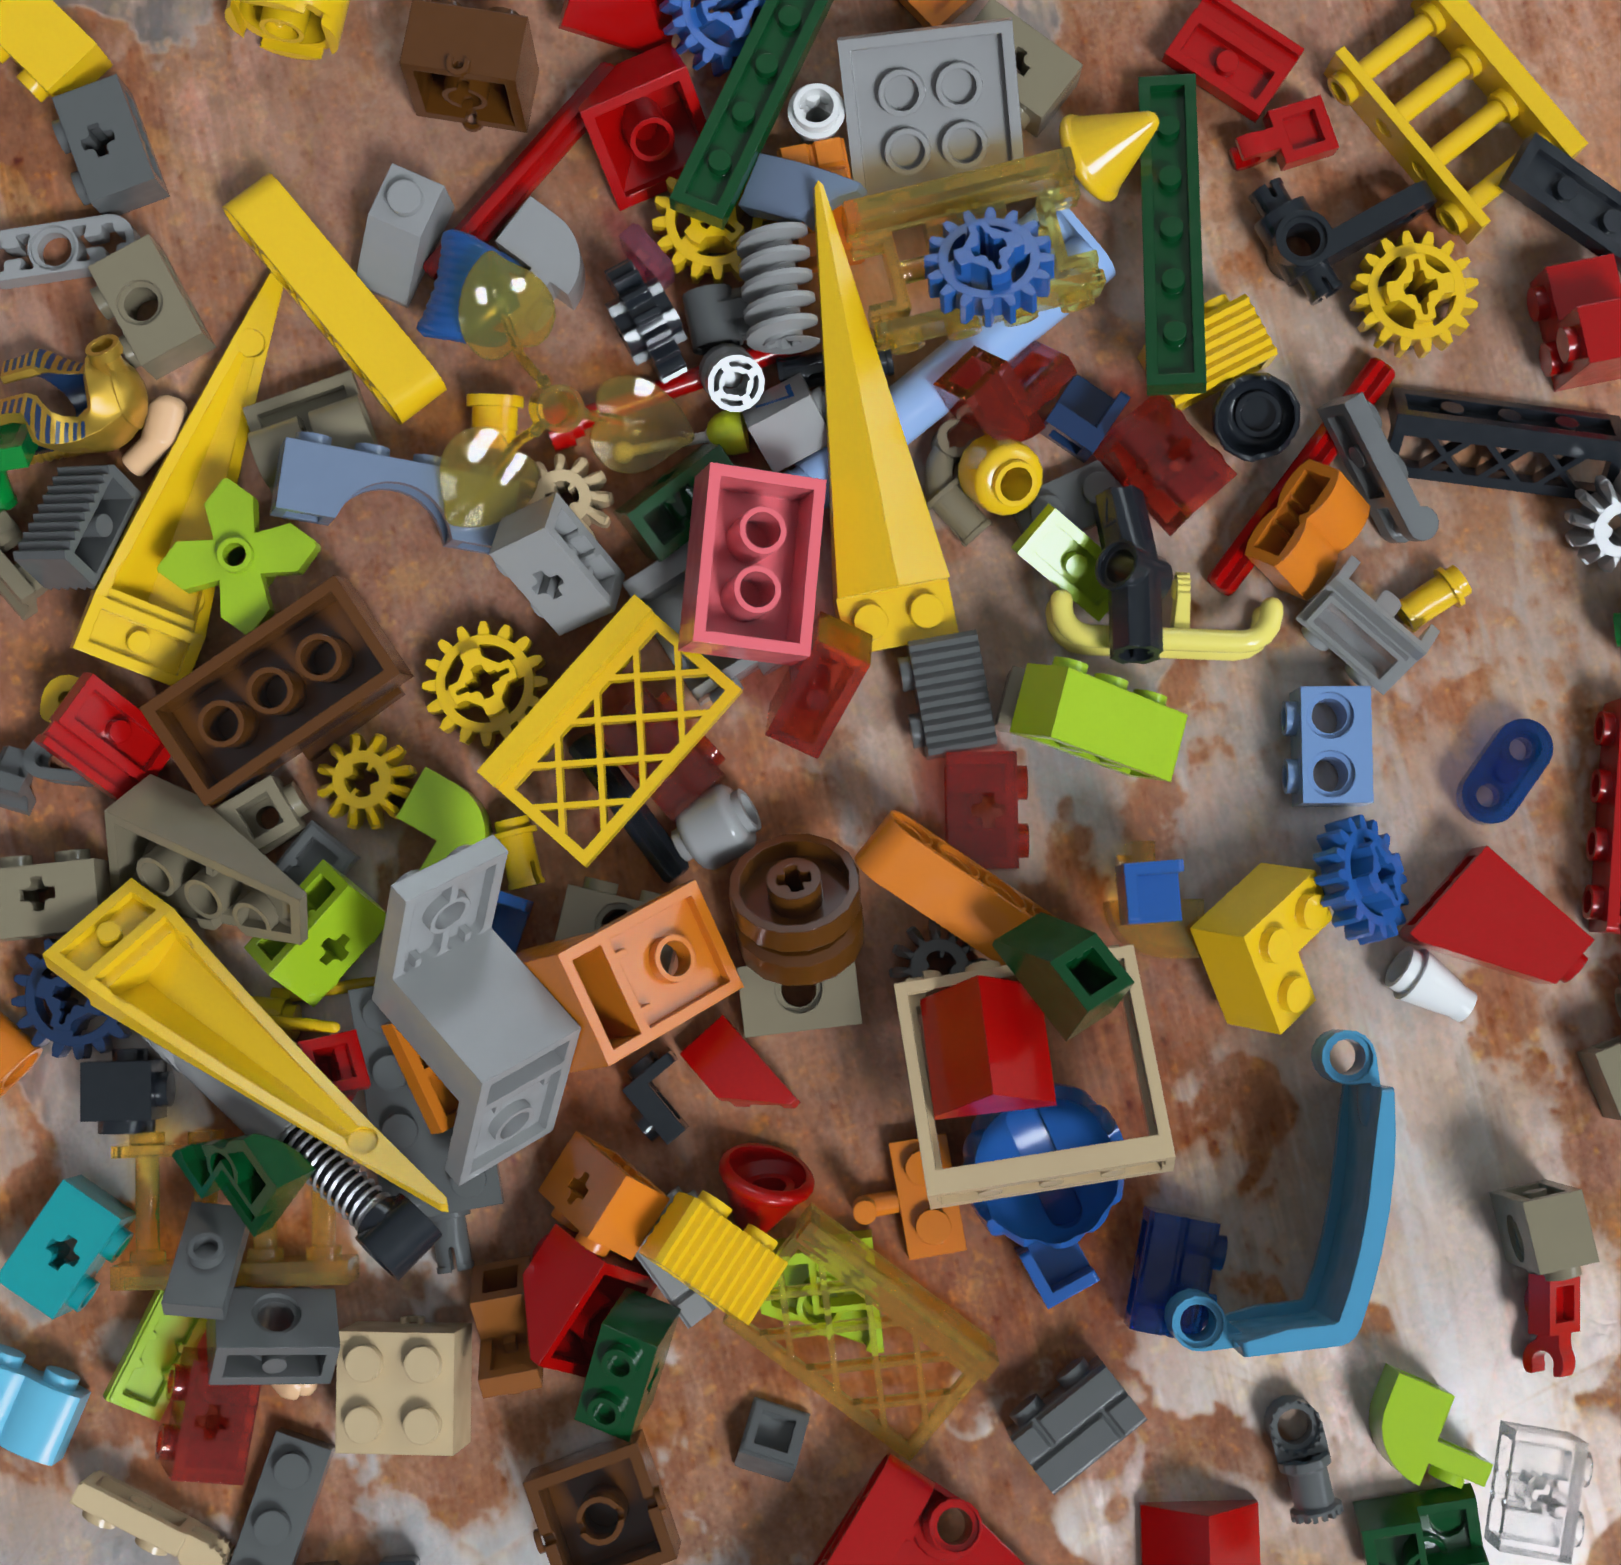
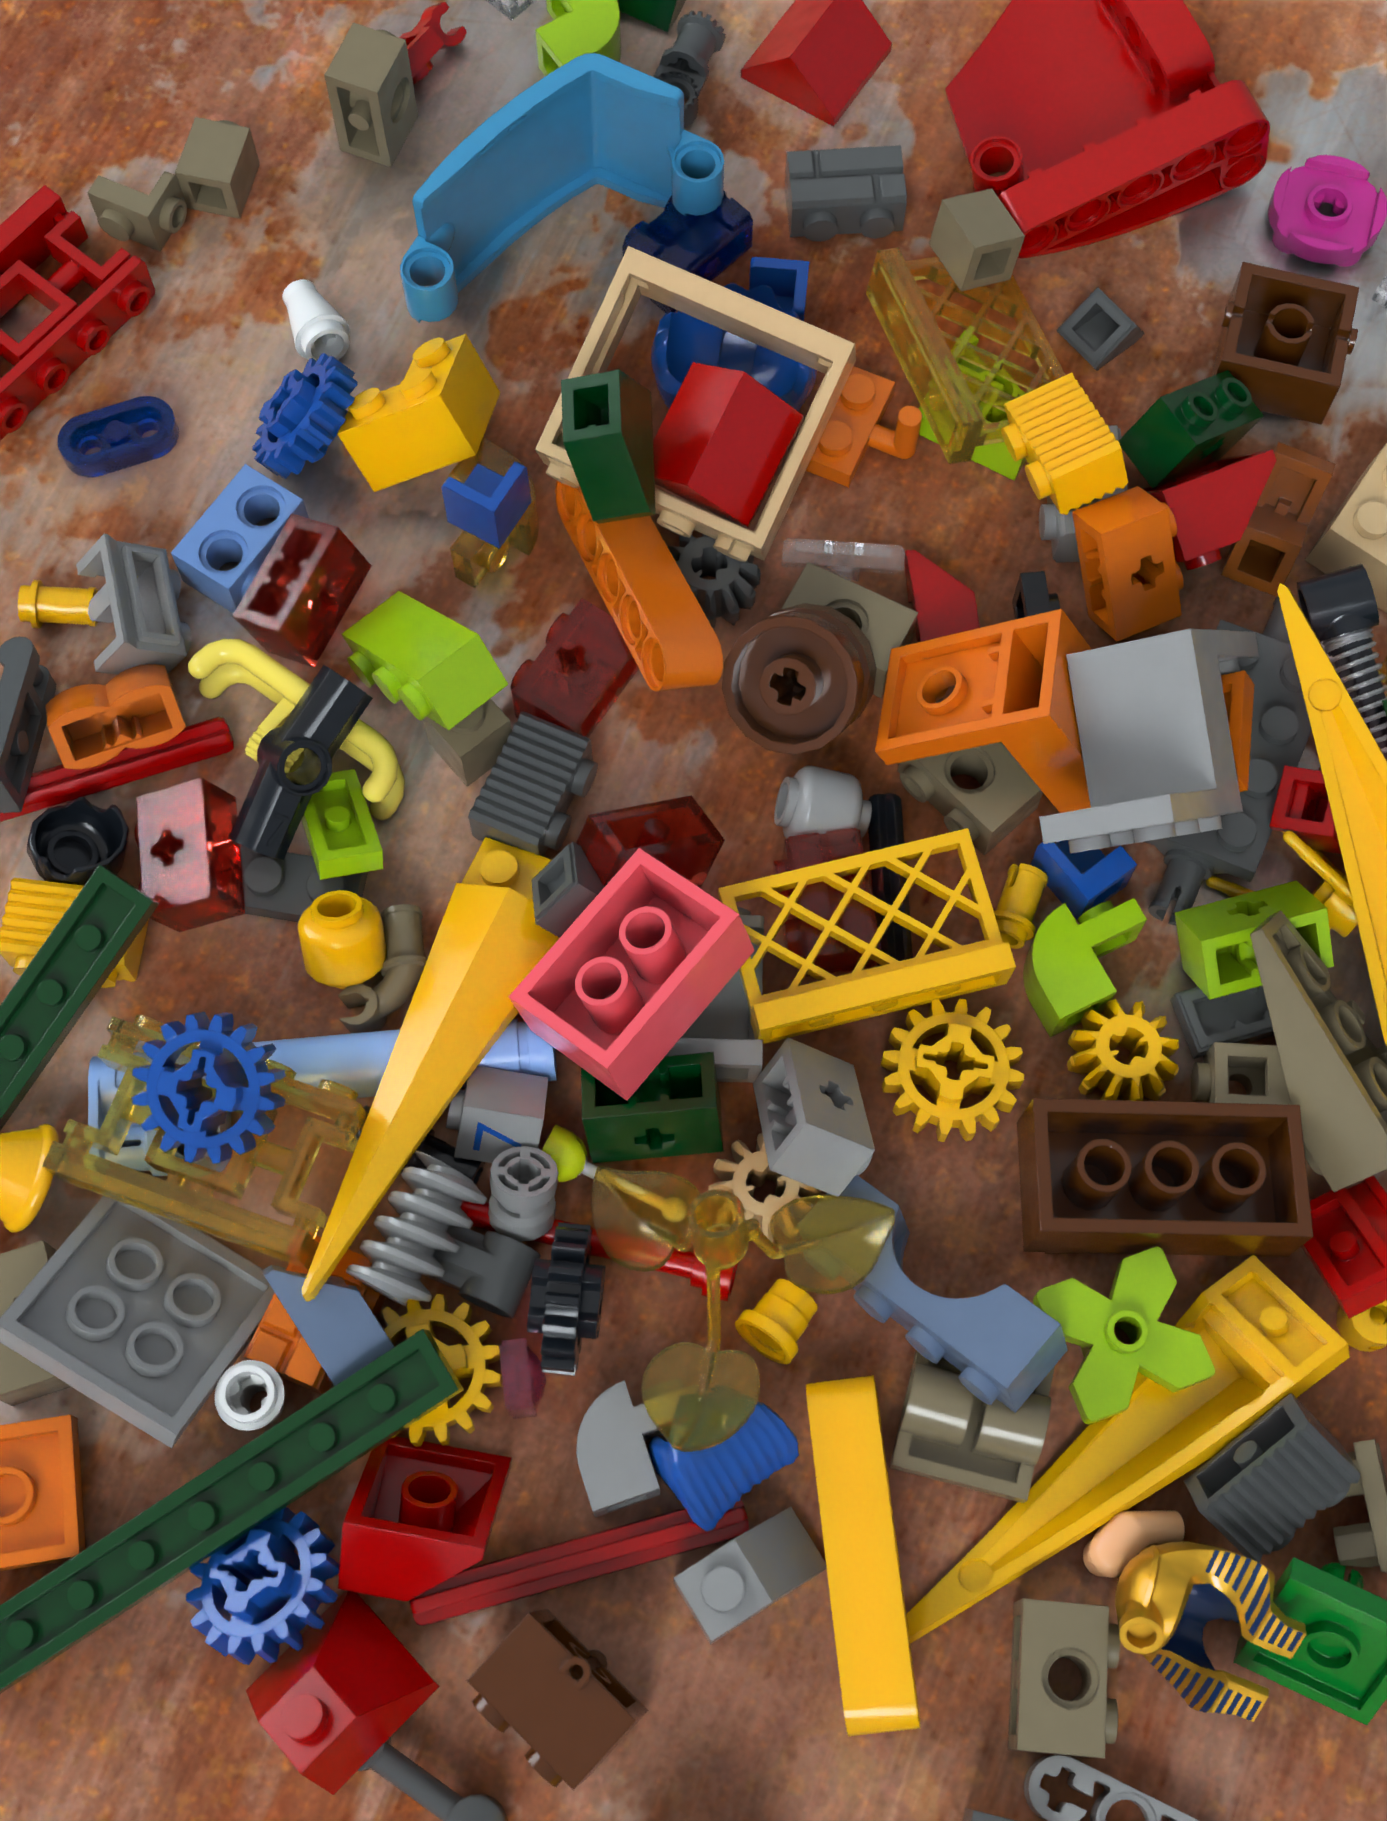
camera: 150 degrees left, 15 degrees down
(763, 1183) = (976, 503): red hat -> none
(843, 1058) = (844, 558): none -> clear plate
(850, 606) = (564, 889): none -> dark grey slope
(926, 1439) = (976, 239): none -> dark tan brick
(1003, 395) = (286, 1000): clear red brick -> none
(1082, 417) = (225, 949): dark blue panel -> none
(1245, 729) = (302, 590): none -> clear red brick
(1498, 922) = (224, 331): red slope -> none

